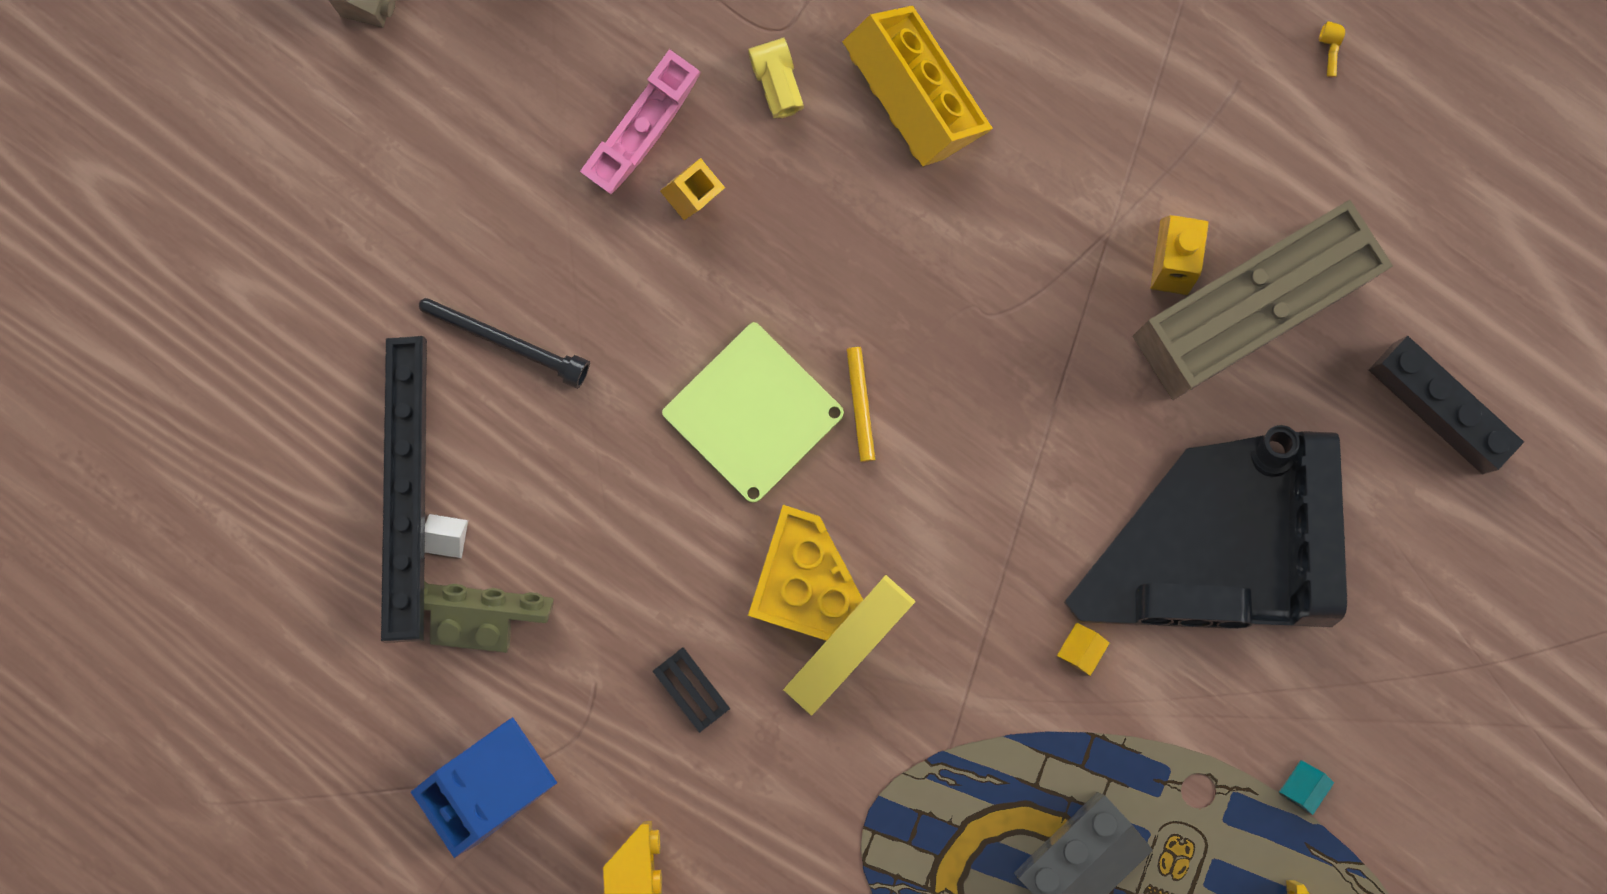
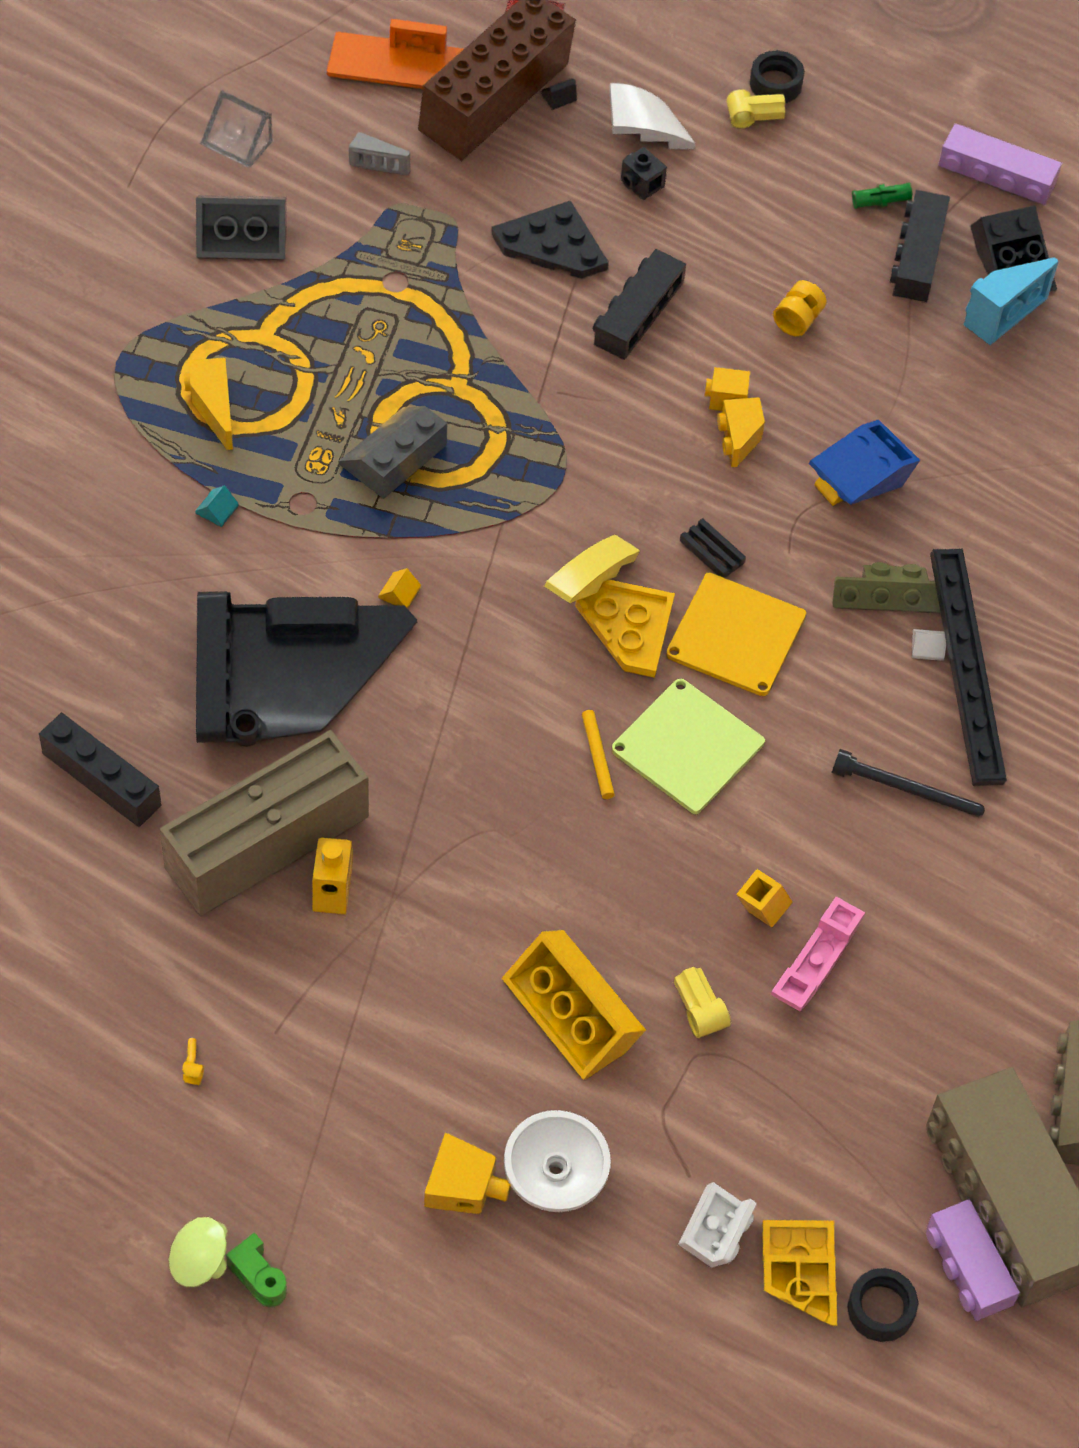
camera: 170 degrees right, 25 degrees down
(676, 565) = (736, 634): none -> yellow piece

